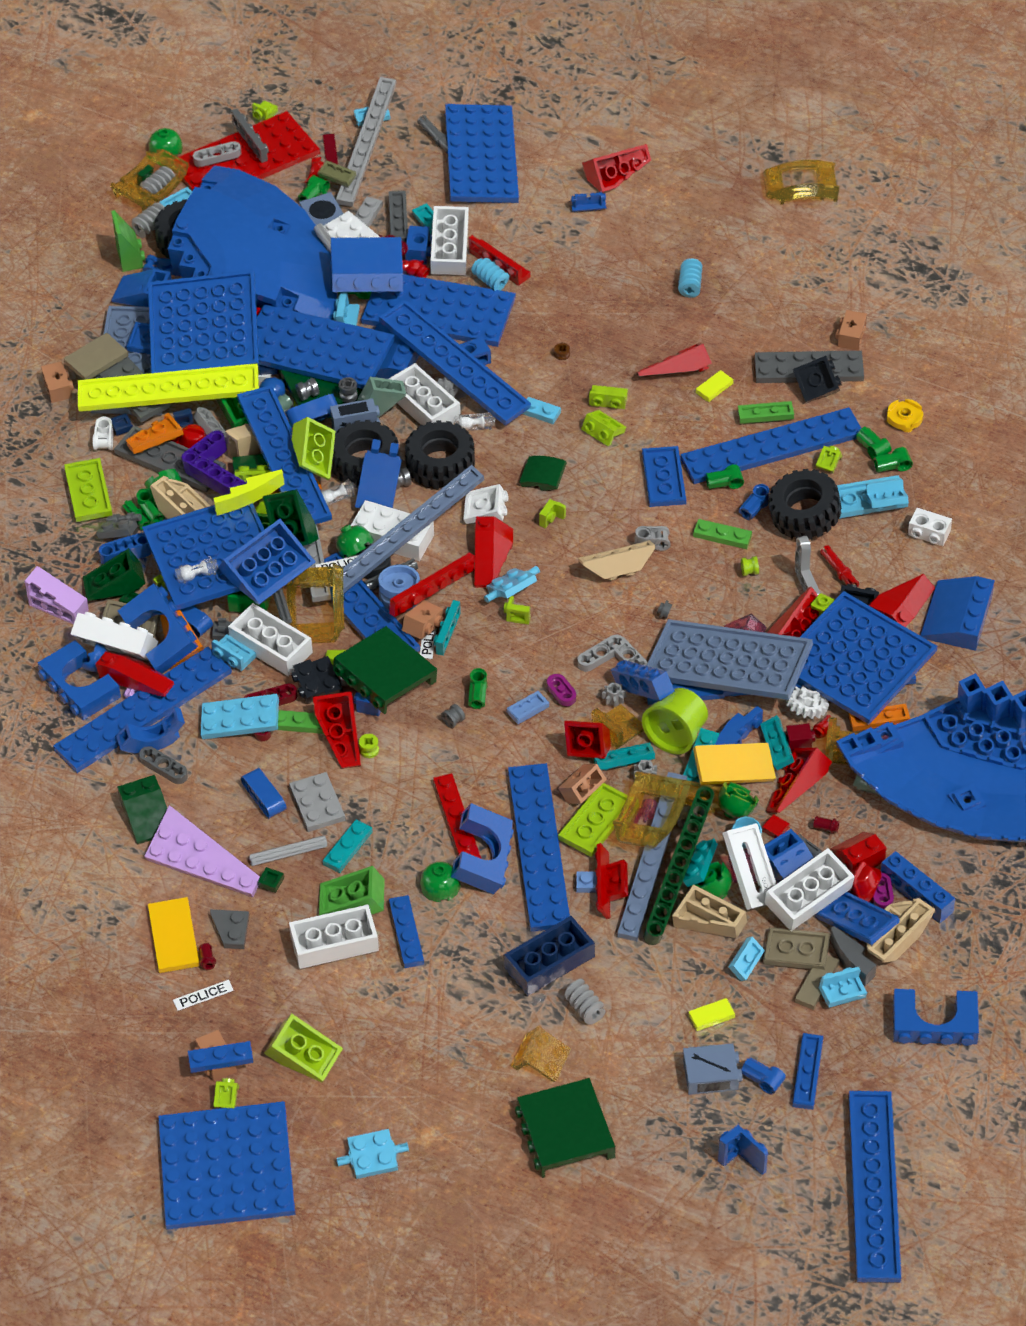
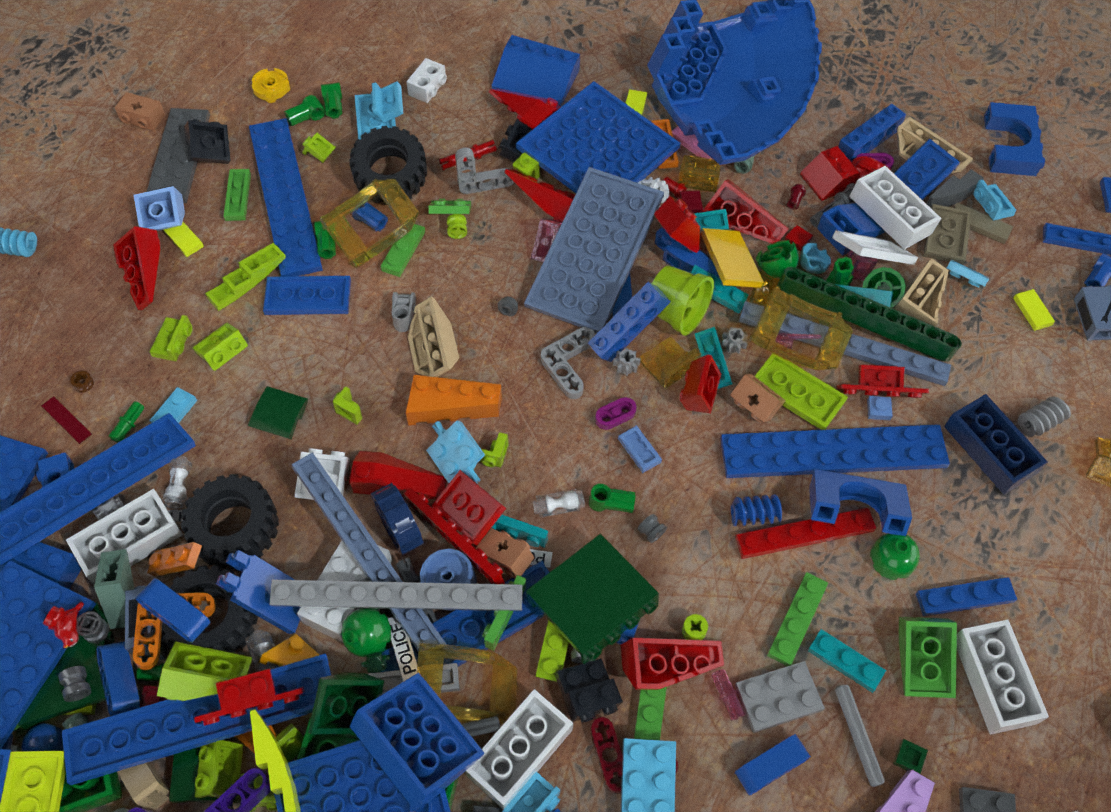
camera: 90 degrees left, 10 degrees up
(294, 466) = (247, 692): none -> red bracket
(316, 767) = (728, 694): none -> clear pink axle
(330, 550) = (376, 662): none -> clear green plate
(339, 508) = (288, 652): none -> light orange wing
(345, 369) = (64, 624): none -> red animal
(353, 419) = (173, 610): none -> blue beam
(355, 418) = (154, 650): none -> orange beam
(370, 619) = (494, 632): none -> bright green plate
(376, 548) = (396, 595): none -> light grey plate
(381, 815) = (797, 619): none -> bright green plate
(404, 425) = (174, 559): none -> orange plate
(443, 545) = (397, 518): none -> dark blue connector
(460, 592) = (469, 507): none -> red tile
(469, 646) = (570, 501): none -> clear piece
(472, 782) = (756, 508): none -> blue piece
(525, 383) = (126, 422): none -> green axle
(528, 350) = (66, 420): none -> dark red sticker
(561, 571) = (451, 399): none -> orange wedge
(674, 431) = (251, 272): none -> lime slope
(721, 485) = (348, 239): none -> clear yellow wedge
(722, 853) = (842, 272): none -> green piece
(733, 362) = (160, 208): none -> light blue slope
(752, 711) = (679, 222): none -> red slope
(768, 558) = (450, 207): none -> bright green plate
(929, 694) = (636, 100): none -> neon yellow tile

